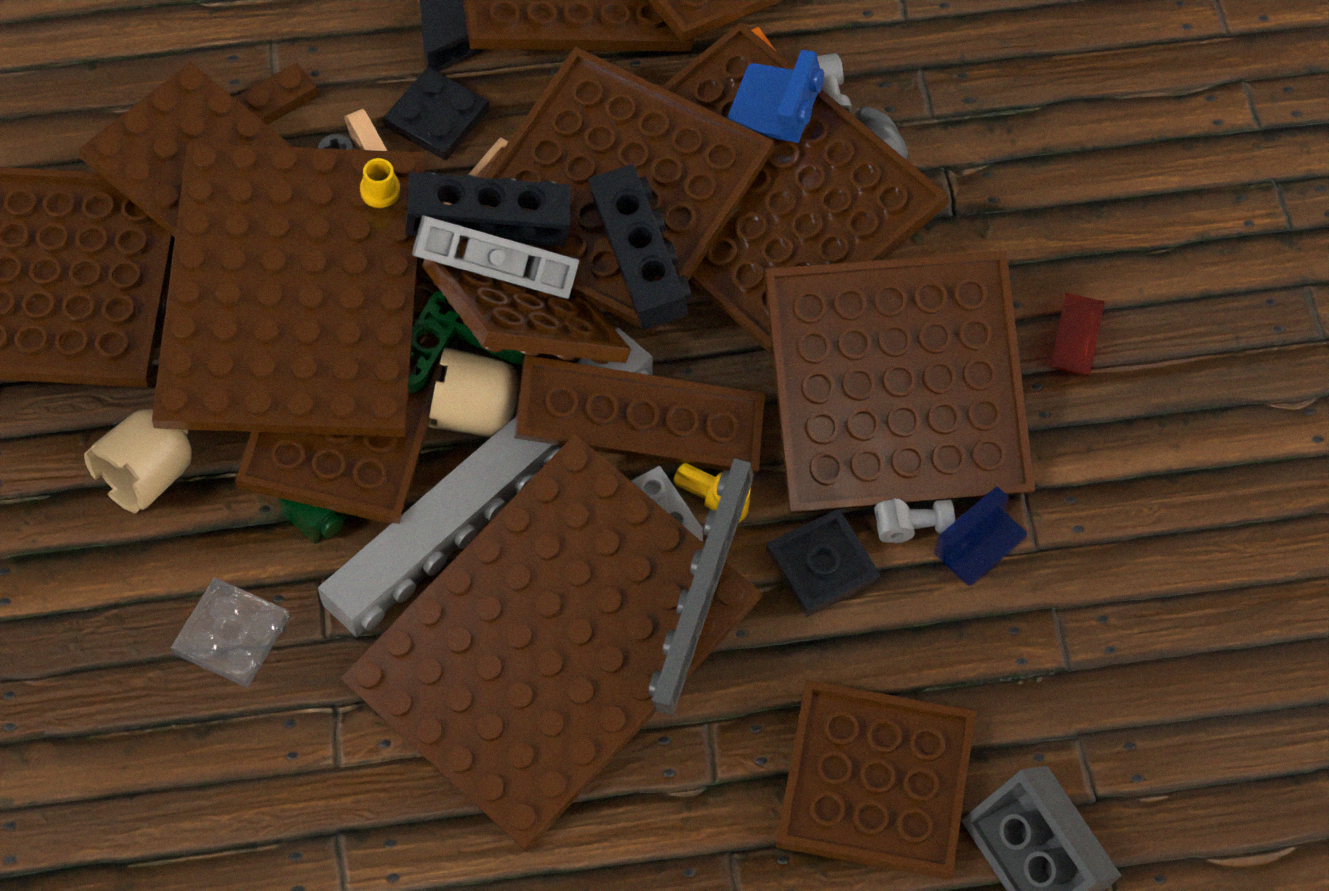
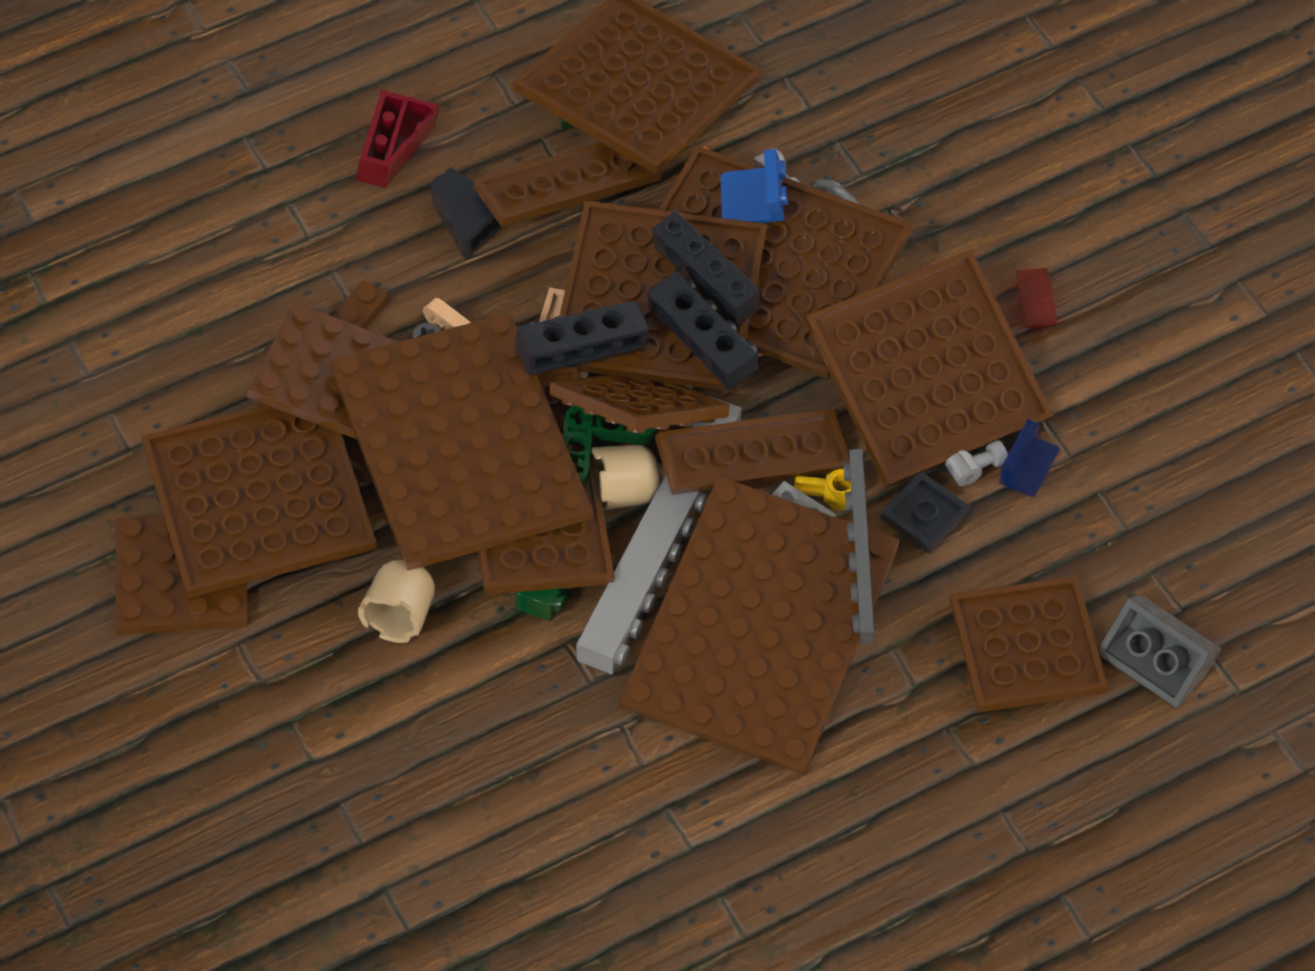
camera: 20 degrees left, 5 degrees down
(230, 632) = (522, 698): clear plate -> none
(379, 193) = (493, 350): yellow piece -> none
(436, 113) = (488, 285): black plate -> none
(495, 257) = (604, 369): light grey hinge -> none
(674, 172) = (706, 268): none -> black brick

